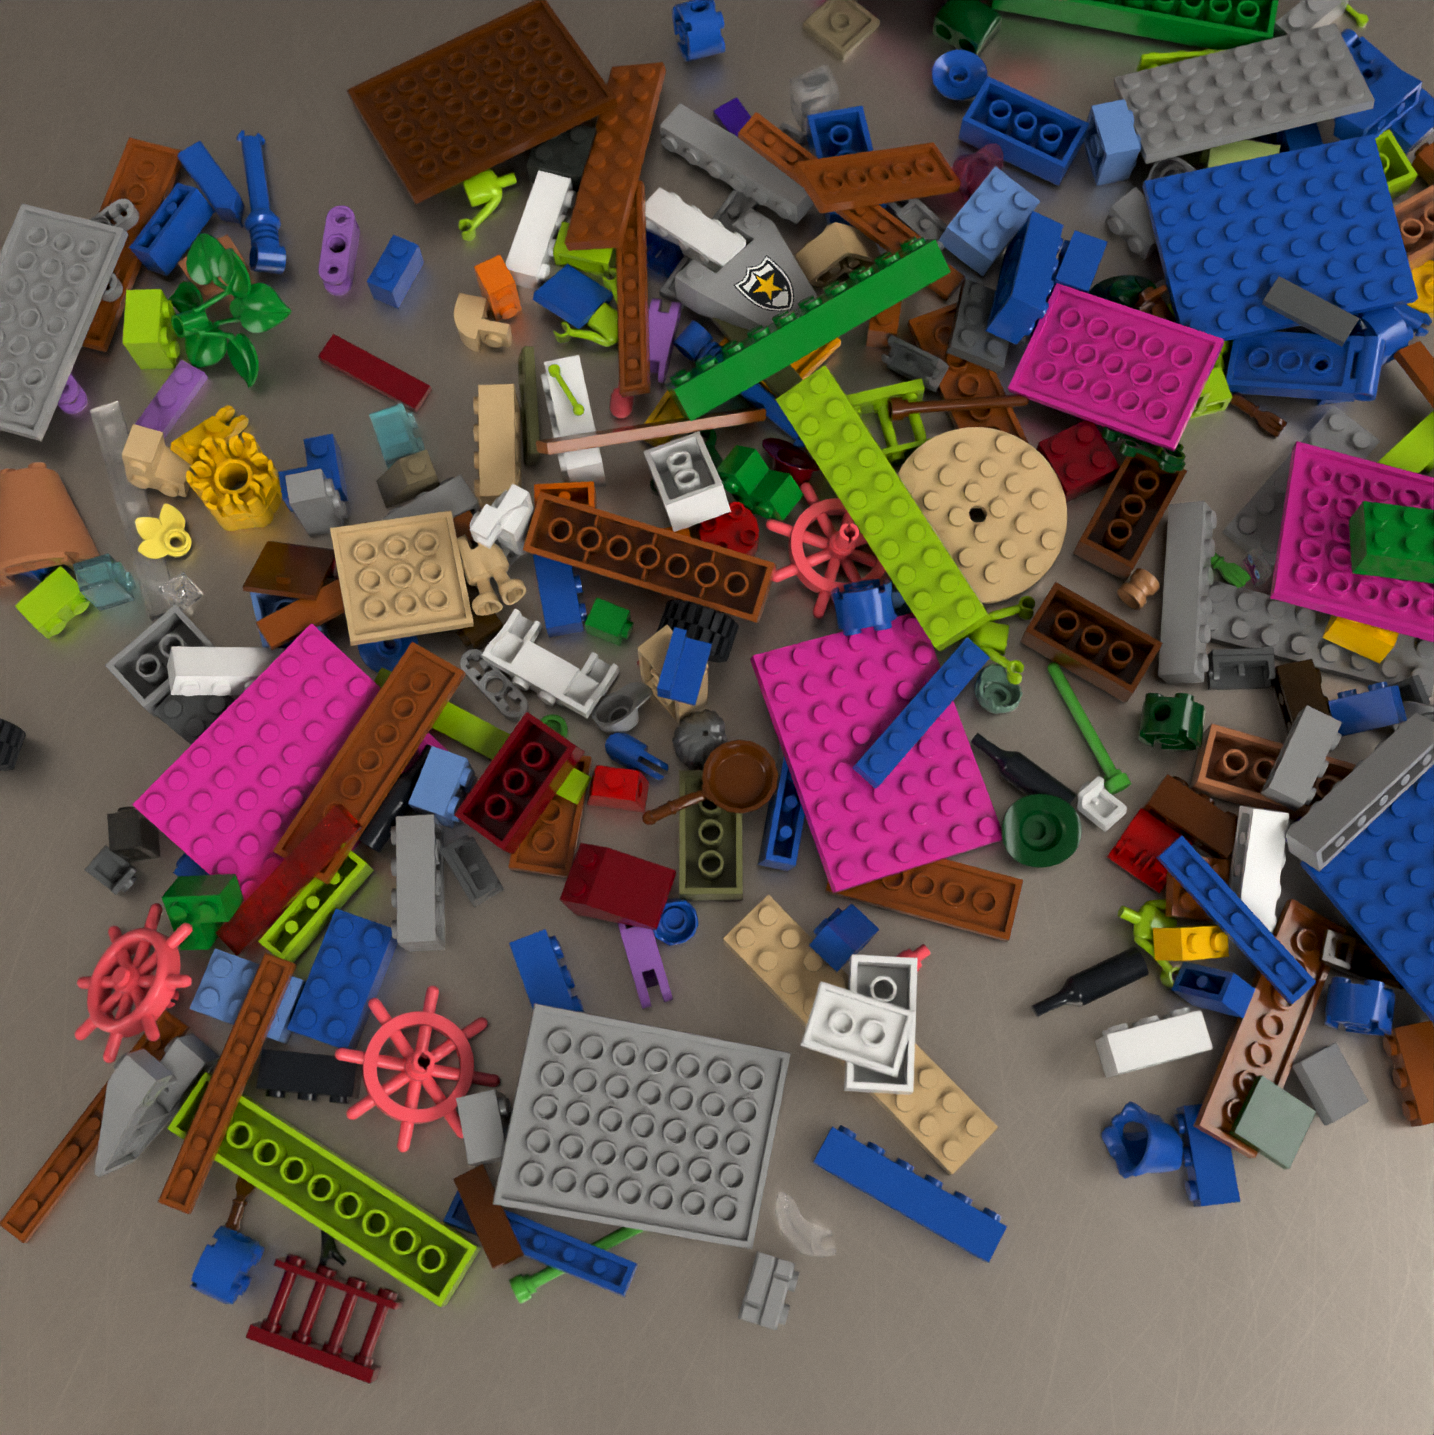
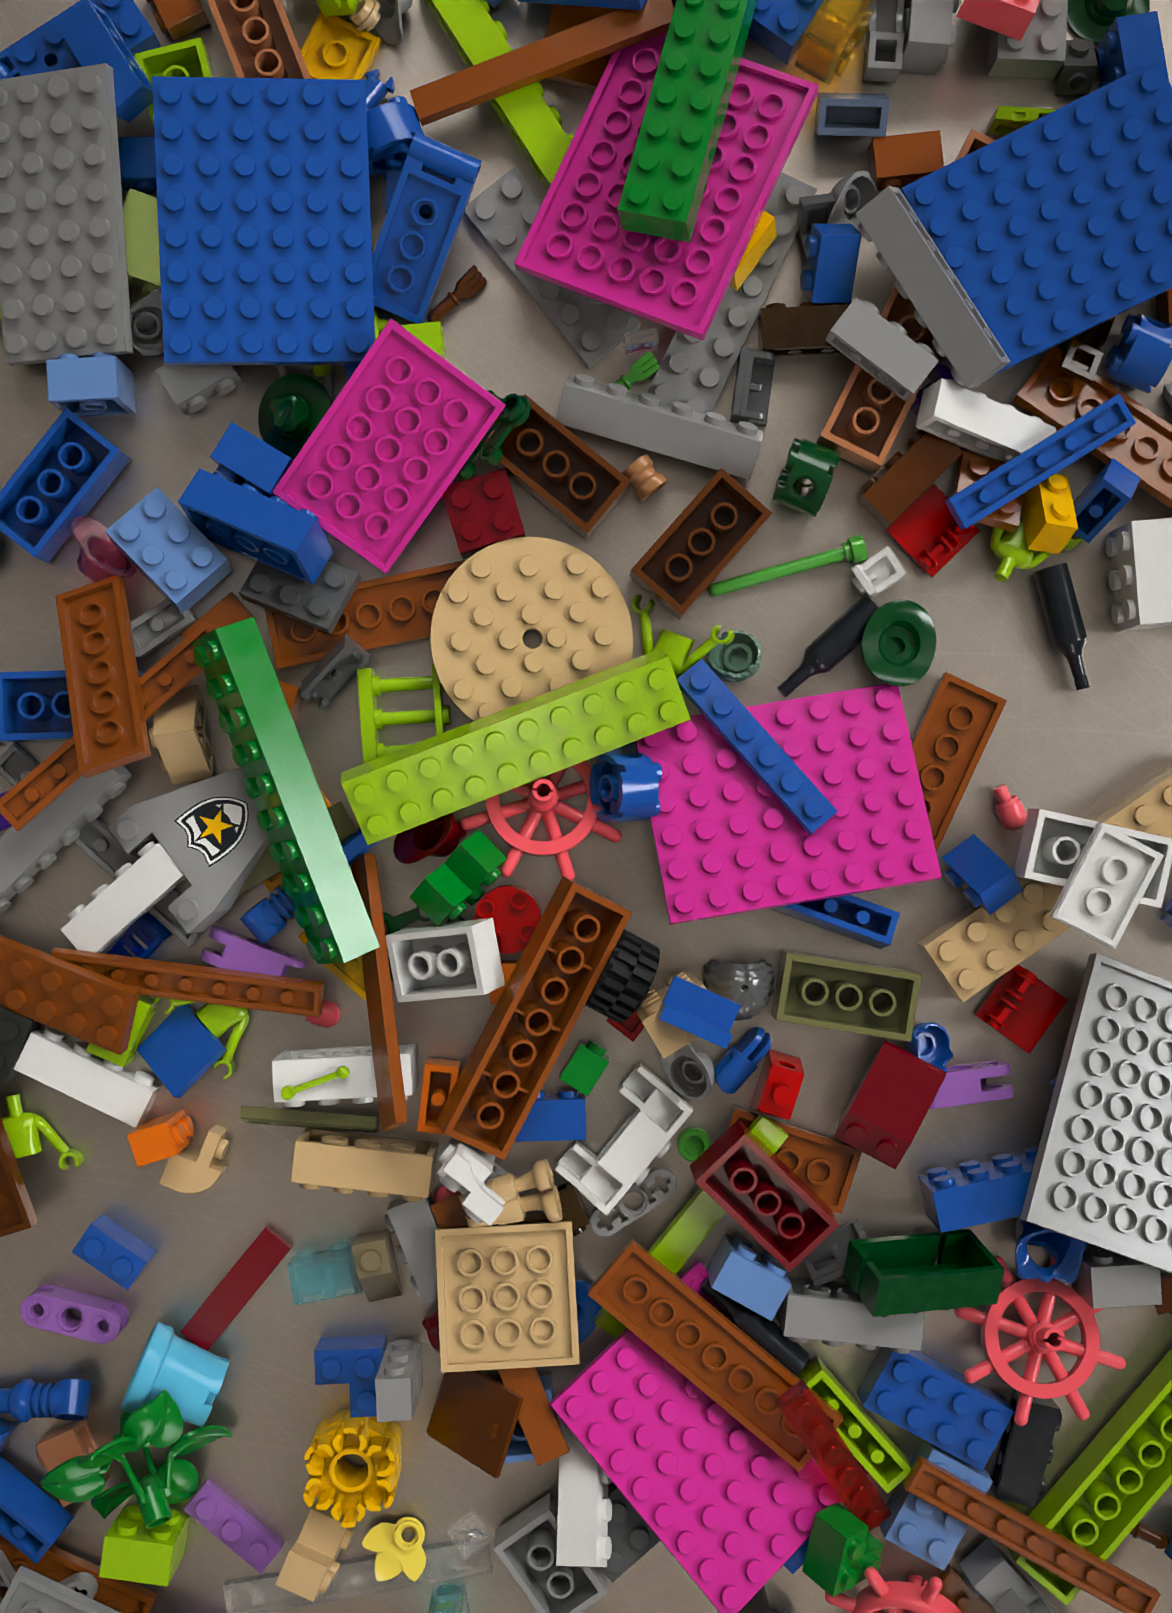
camera: 85 degrees left, 15 degrees up
(188, 444) = (287, 1487): yellow hinge -> none
(302, 335) = (181, 1369): none -> medium azure piece
(465, 933) = (902, 1277): none -> dark green piece
(512, 1043) = (1064, 1249): none -> blue piece
(724, 1004) = (1021, 1007): none -> red hinge
(735, 777) = (804, 964): reddish brown piece -> none
(900, 408) = (390, 699): reddish brown piece -> none
(1152, 303) = (320, 386): reddish brown bracket -> none
(1310, 311) = (366, 208): dark grey tile -> none

